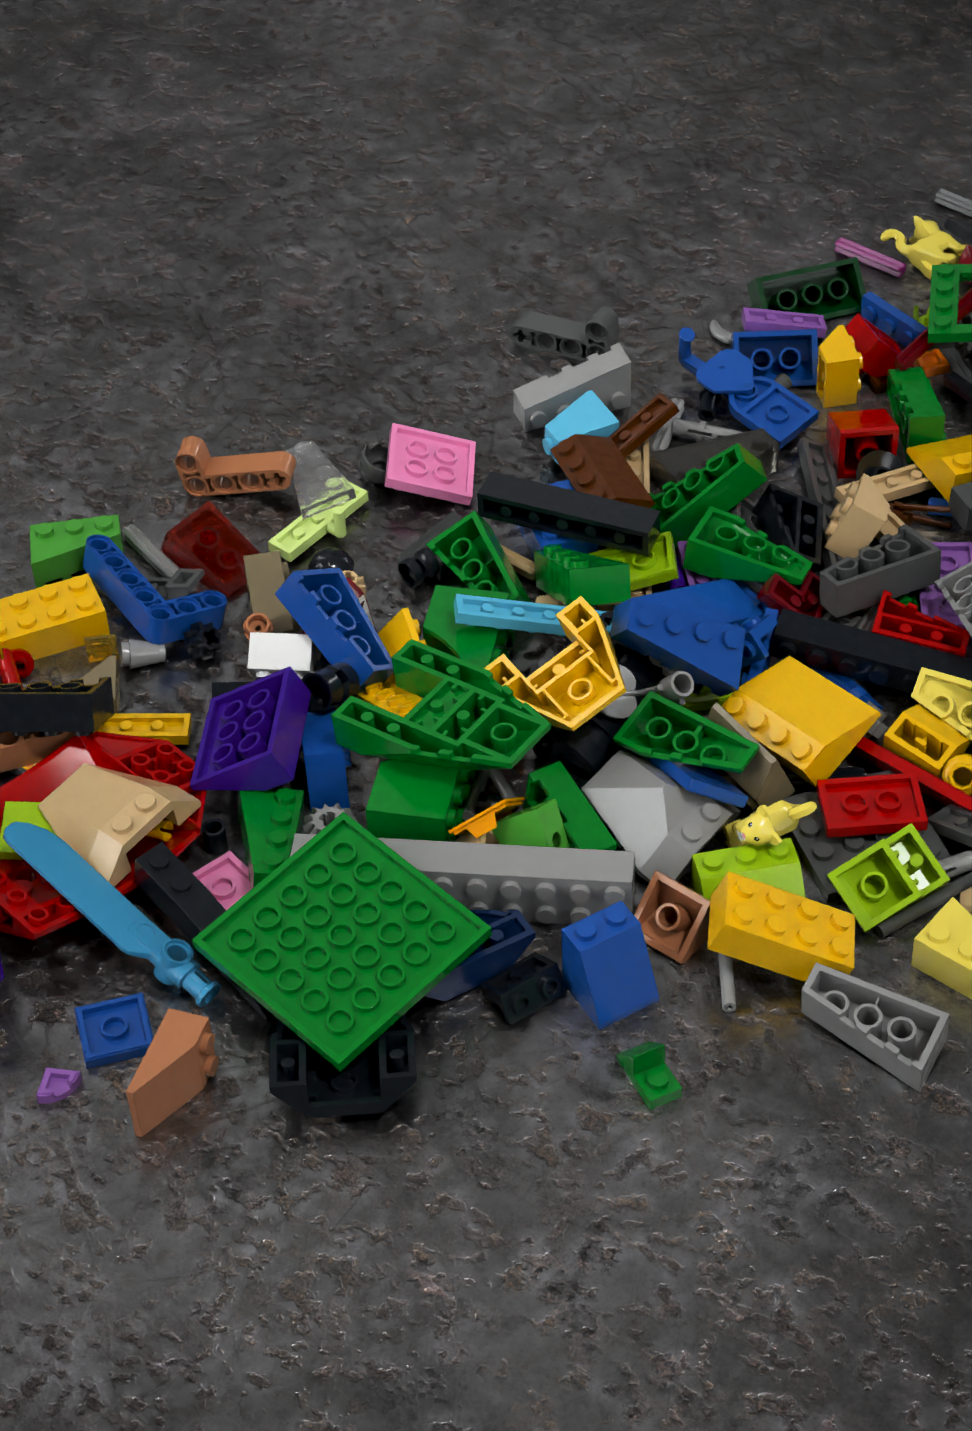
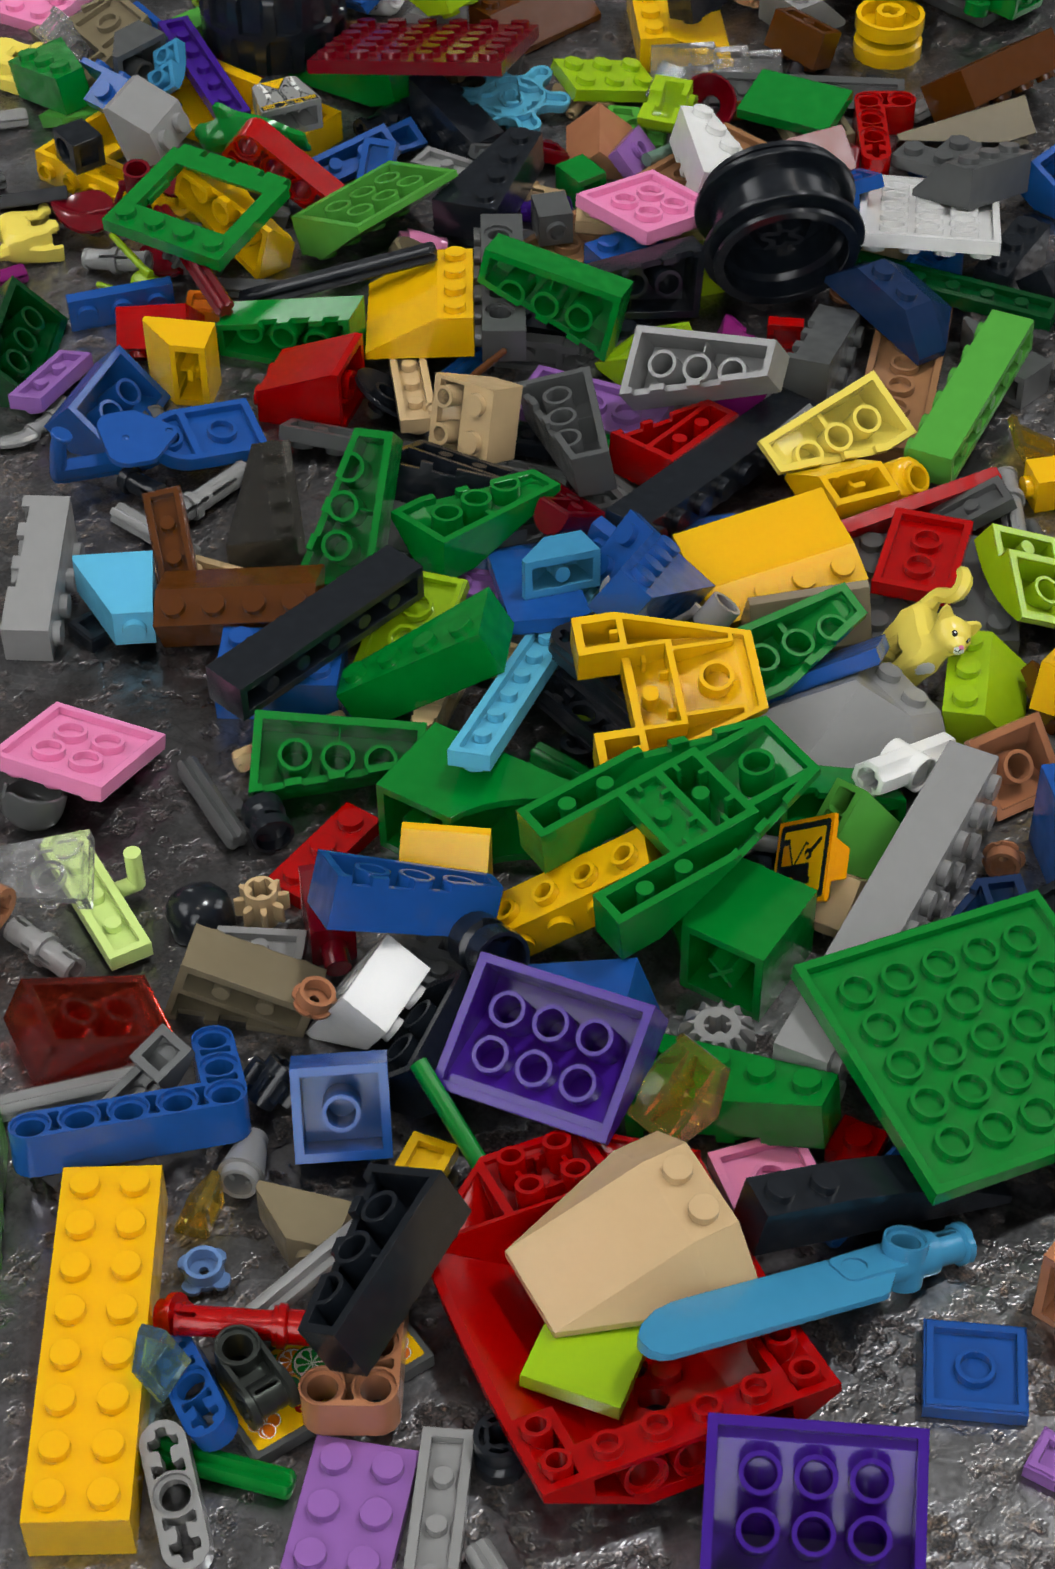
camera: 70 degrees left, 0 degrees up
(59, 664) = (203, 1259): none -> medium blue plate
(181, 668) = (341, 1107): none -> blue brick
(195, 713) = (447, 1111): none -> green bar
(229, 805) = (681, 1091): none -> clear yellow slope
(269, 516) = (43, 948): none -> light grey pin
(389, 601) = (344, 832): none -> red plate
(612, 836) = (900, 765): none -> white piece
(705, 599) = (561, 565): none -> dark azure slope

